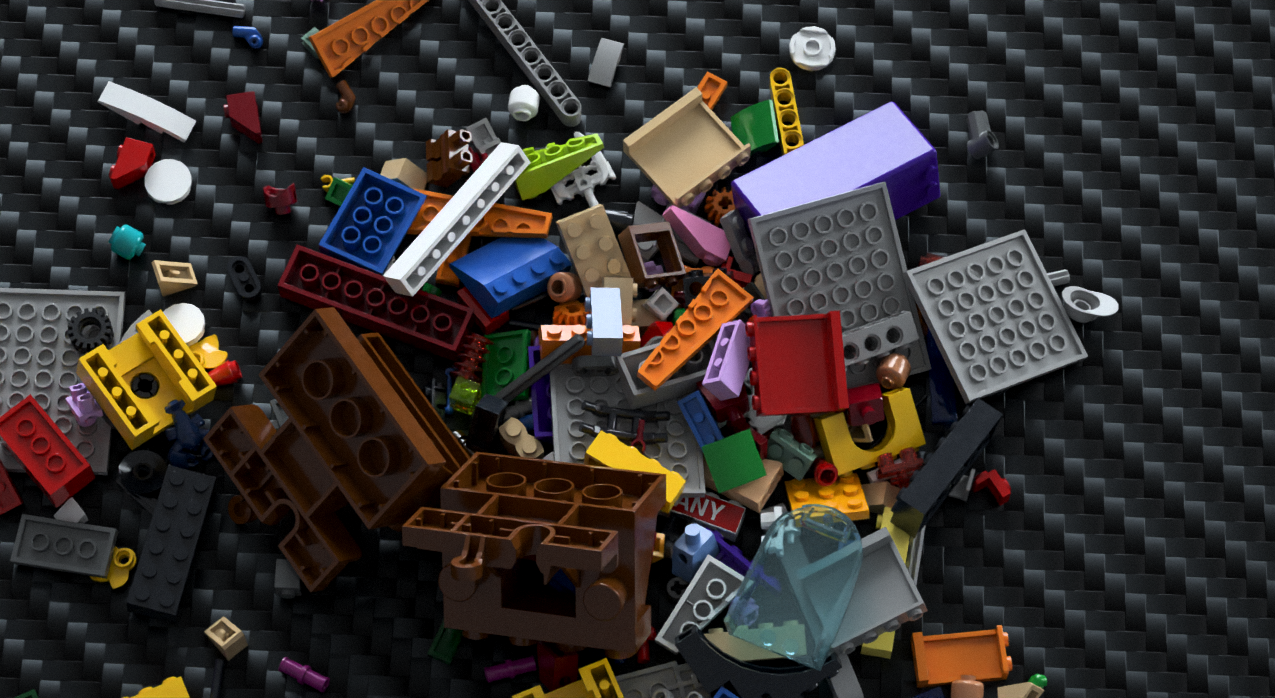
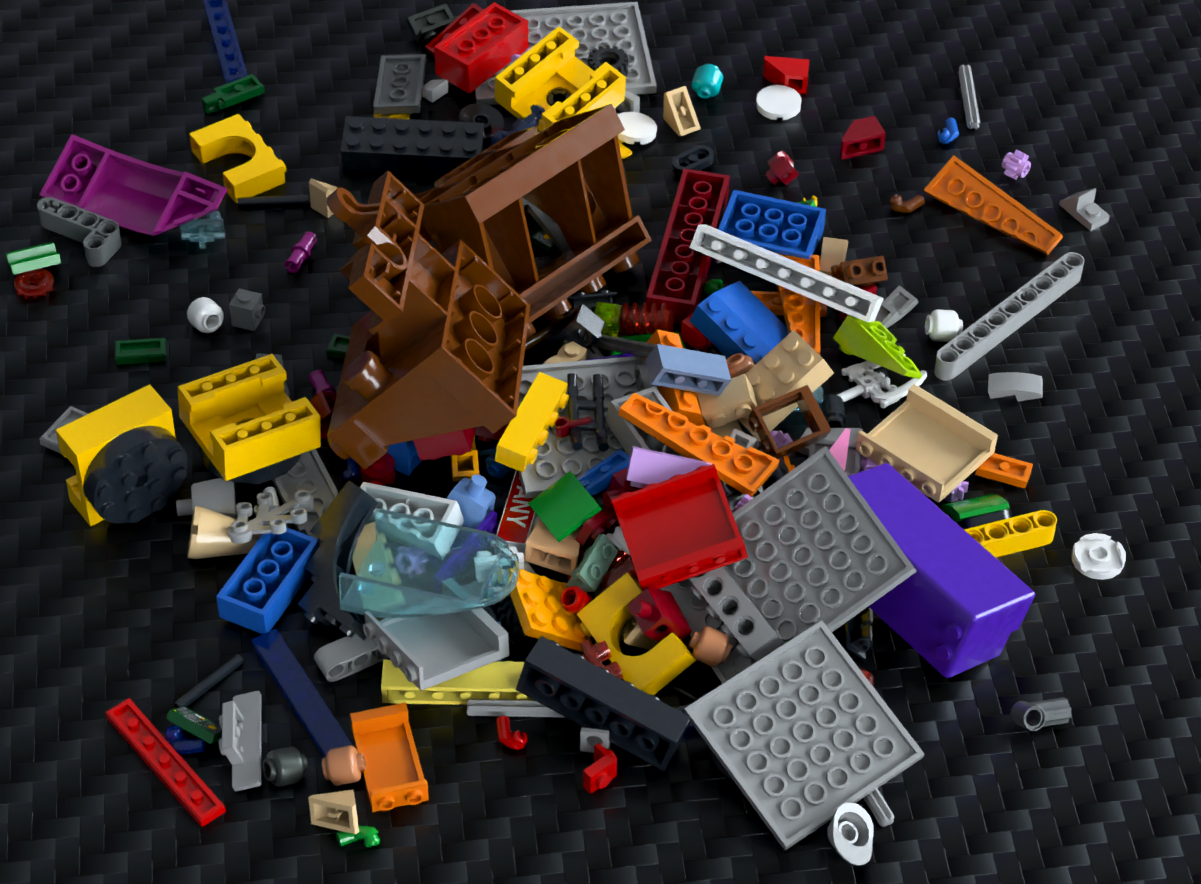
camera: 80 degrees right, 20 degrees down
(146, 111) = (843, 76): white slope -> none
(945, 557) = (507, 737): none -> red arm

